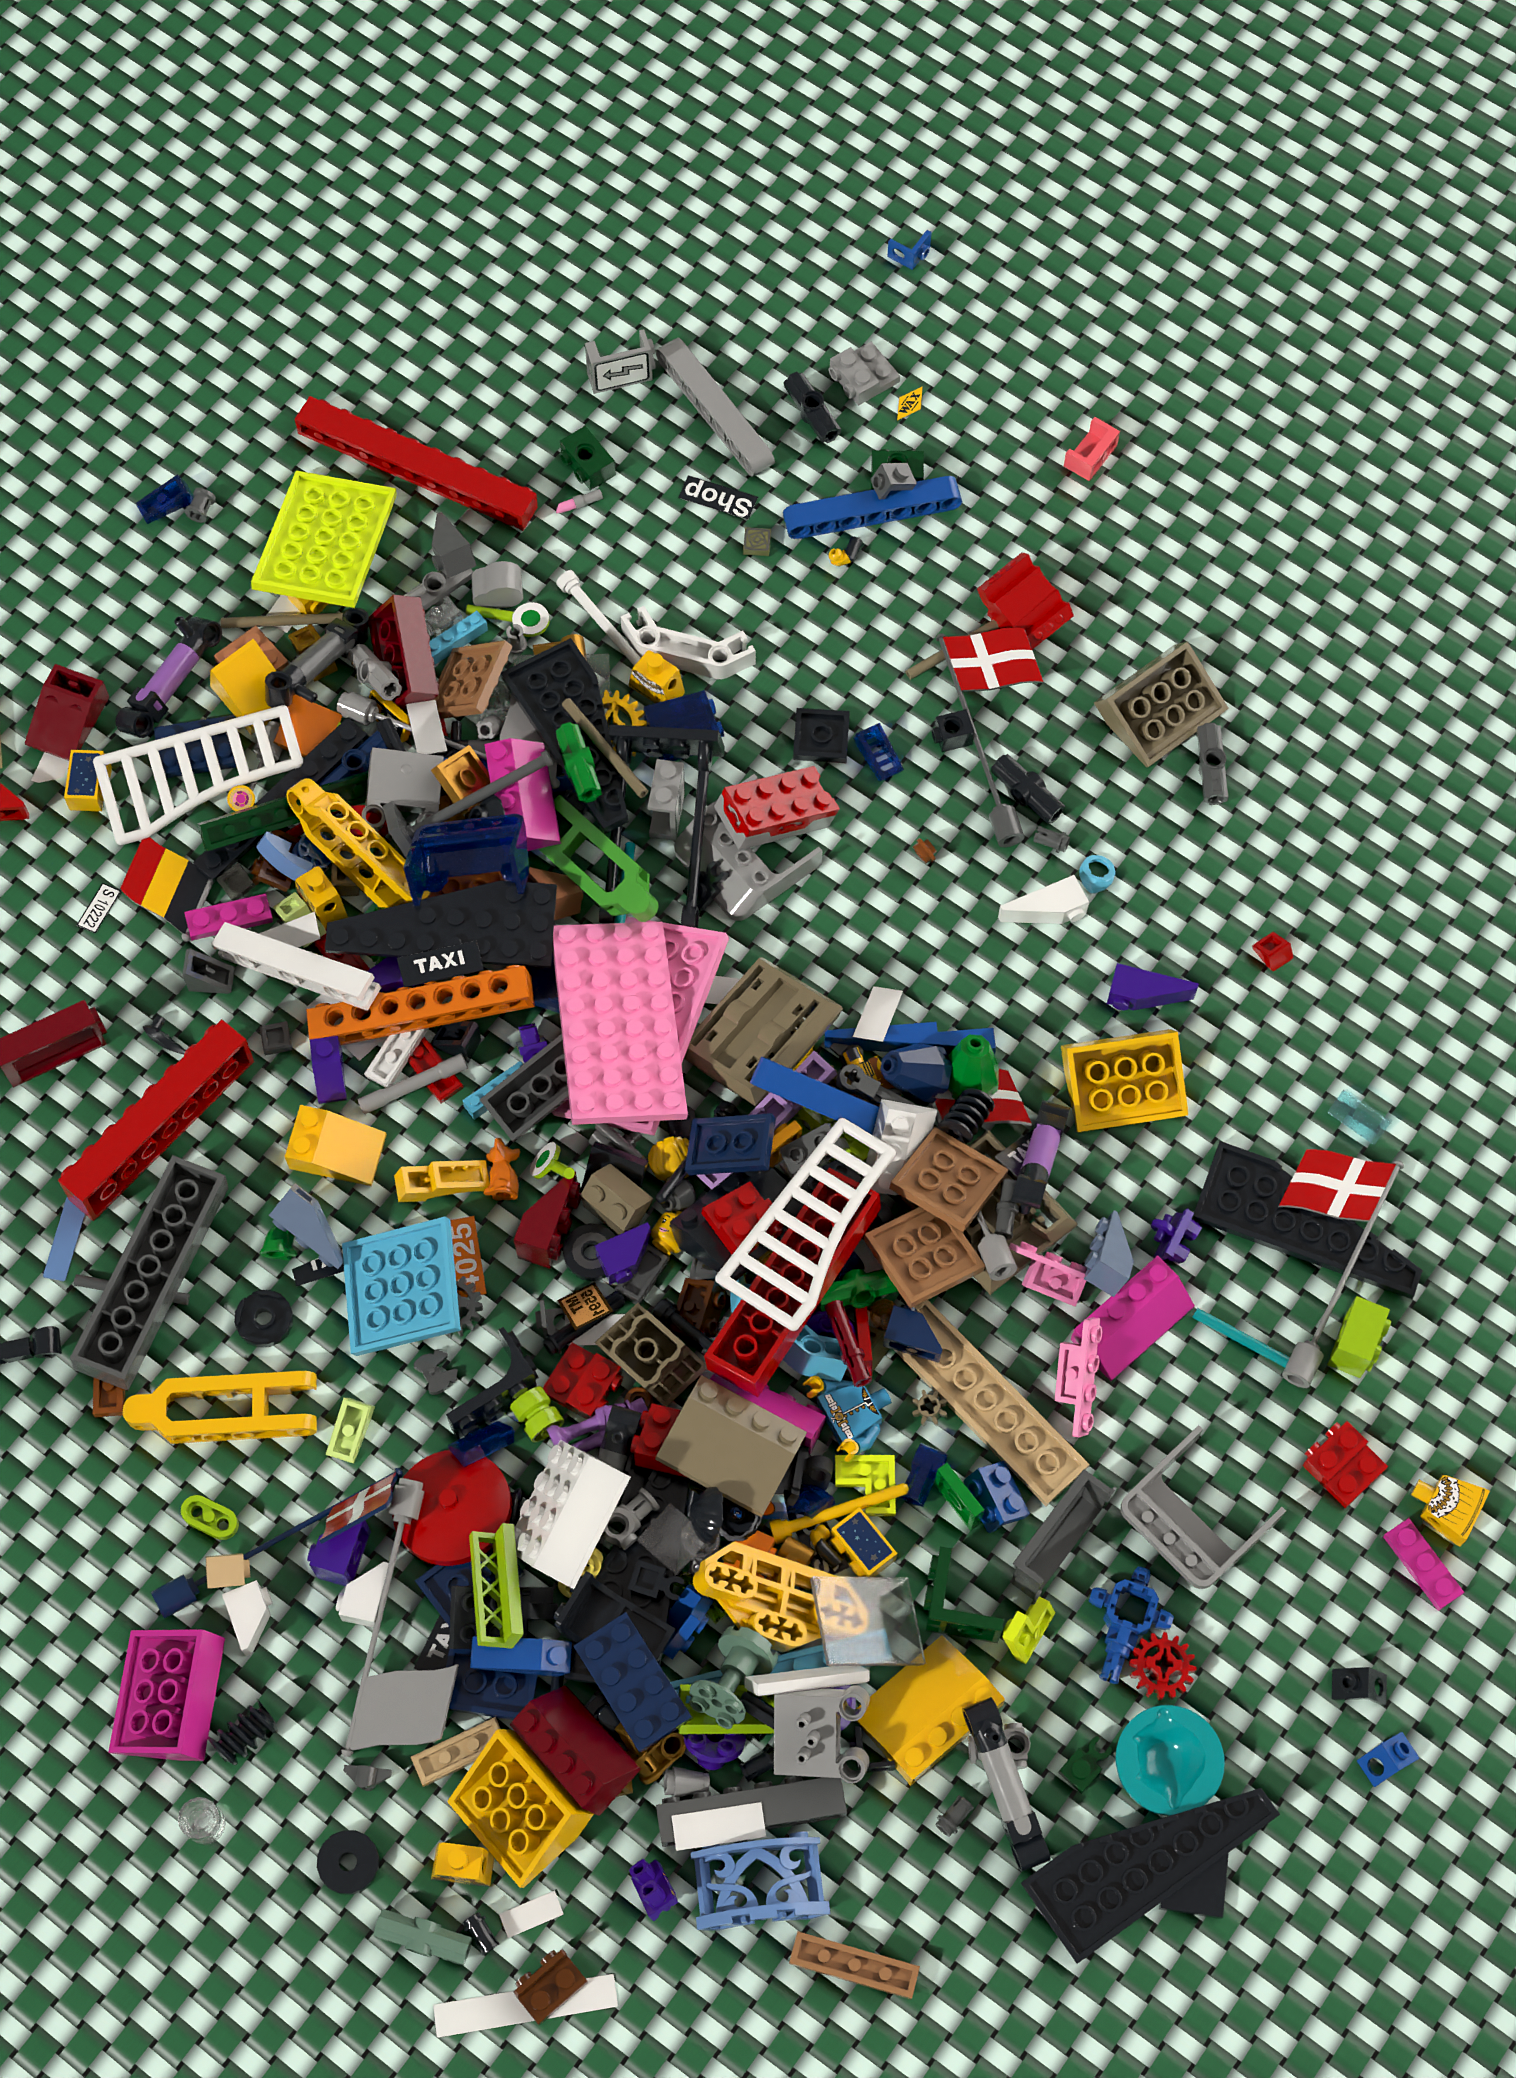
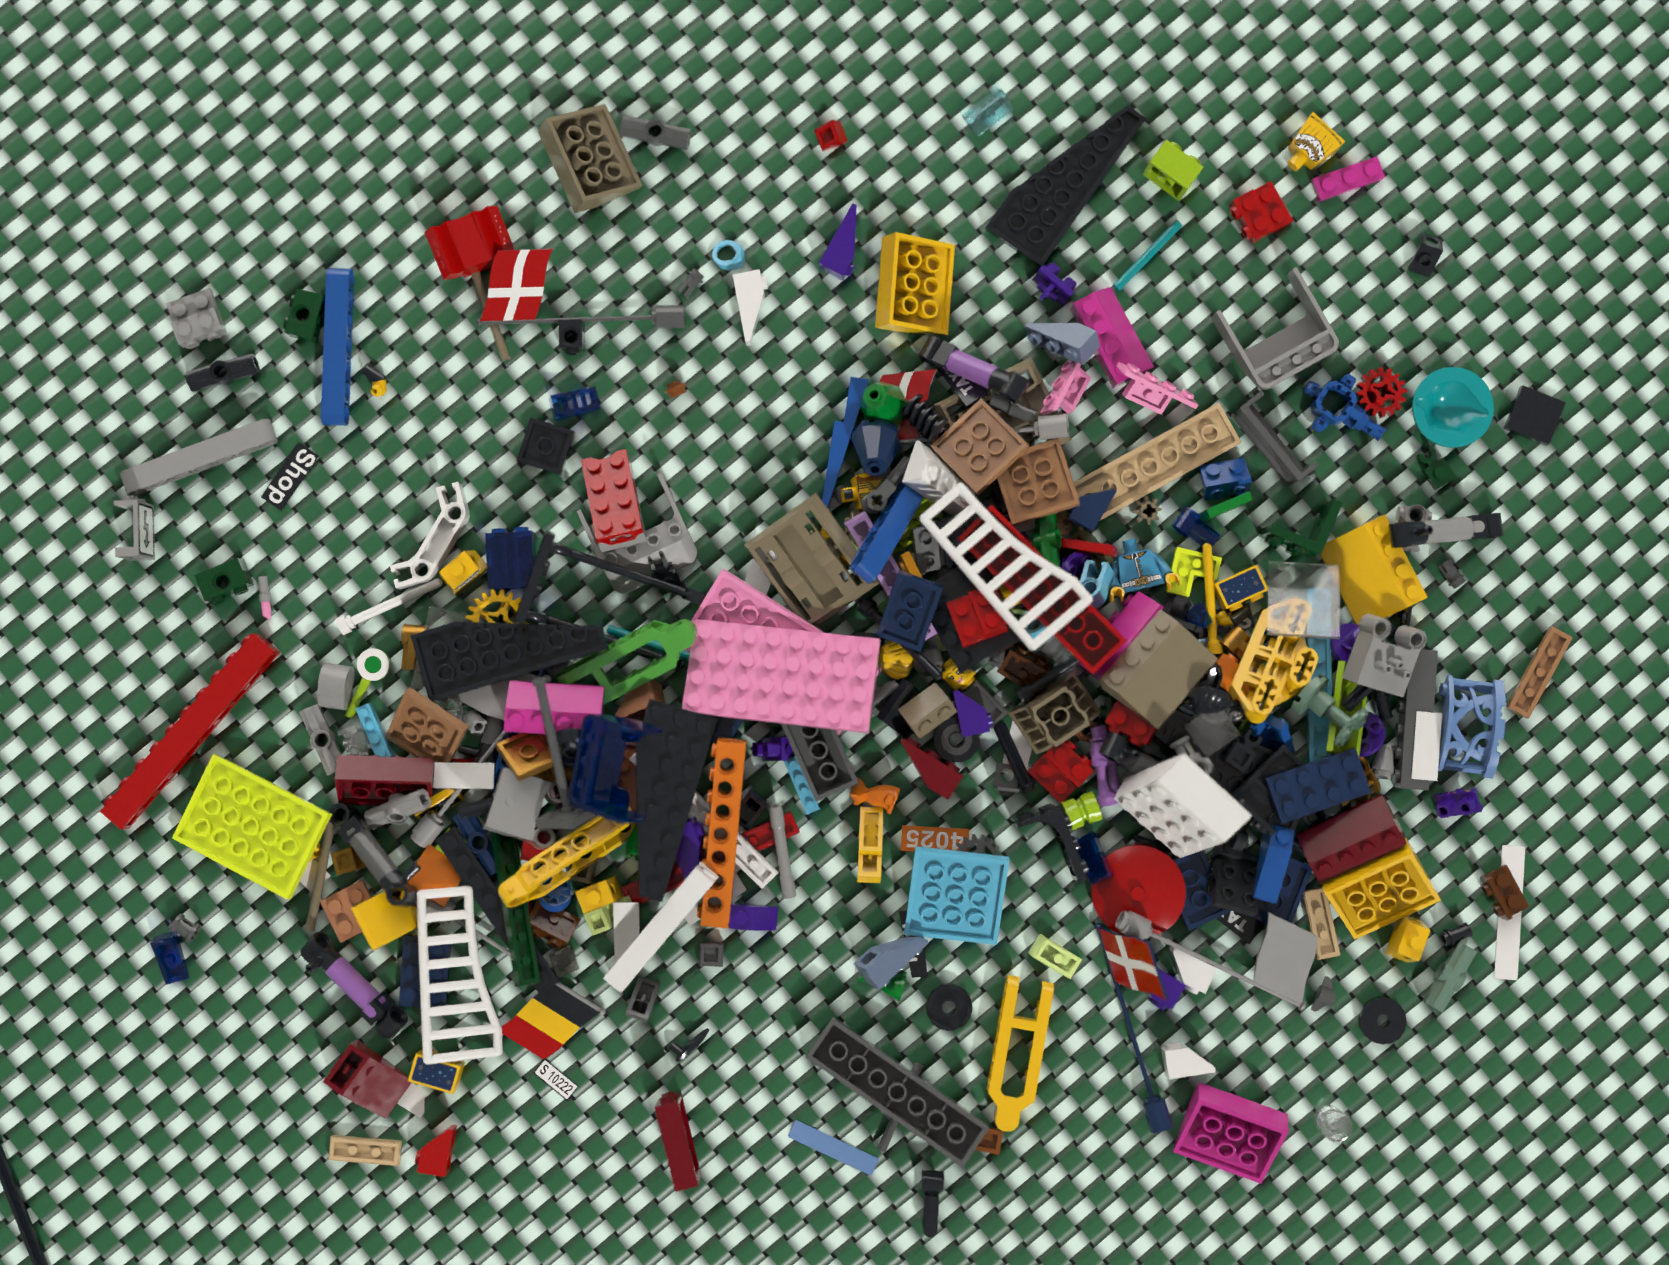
camera: 75 degrees left, 20 degrees up
(156, 1120) = (768, 1065): red brick -> none
(210, 1518) = (1101, 1077): lime plate -> none
(226, 1570) = (1151, 1072): tan brick -> none
(240, 797) = (490, 944): tile -> none
(241, 913) = (593, 972): dark pink plate -> none
(244, 1733) = (1276, 1080): black piece -> none
(277, 853) = (554, 922): medium blue slope -> none
(334, 1146) = (820, 924): yellow slope -> none
(432, 1373) = (1019, 886): dark grey piece -> none
(440, 963) = (695, 809): black sticker -> none
(450, 548) = (293, 720): dark grey slope -> none
(507, 1587) = (1222, 863): lime fence -> none
(516, 639) = (396, 684): light grey pin -> none
(531, 1914) = (1448, 895): white sticker -> none
(547, 1160) = (877, 760): piece -> none
(578, 762) = (541, 655): green piece -> none
(585, 1305) = (1001, 754): clear orange sticker -> none
(605, 748) = (530, 630): dark tan piece -> none
(666, 799) = (582, 589): light grey panel -> none
(757, 541) = (344, 453): olive tile -> none
(806, 1679) = (1344, 661): white tile -> none
(852, 1354) = (1092, 560): dark red pin -> none
(878, 1014) = (814, 465): white sticker -> none
(892, 478) = (321, 322): dark grey bracket -> none
(909, 403) = (236, 287): yellow sticker -> none
(913, 256) = (86, 245): blue bracket -> none
(1026, 1629) = (1338, 489): neon yellow plate -> none
(1027, 788) = (640, 289): black piece -> none
(1092, 450) = (327, 143): coral panel -> none
(1119, 1877) = (1525, 468): black wing -> none
(1343, 1190) = (1048, 146): flag -> none
(1393, 1753) = (1483, 245): blue bracket -> none

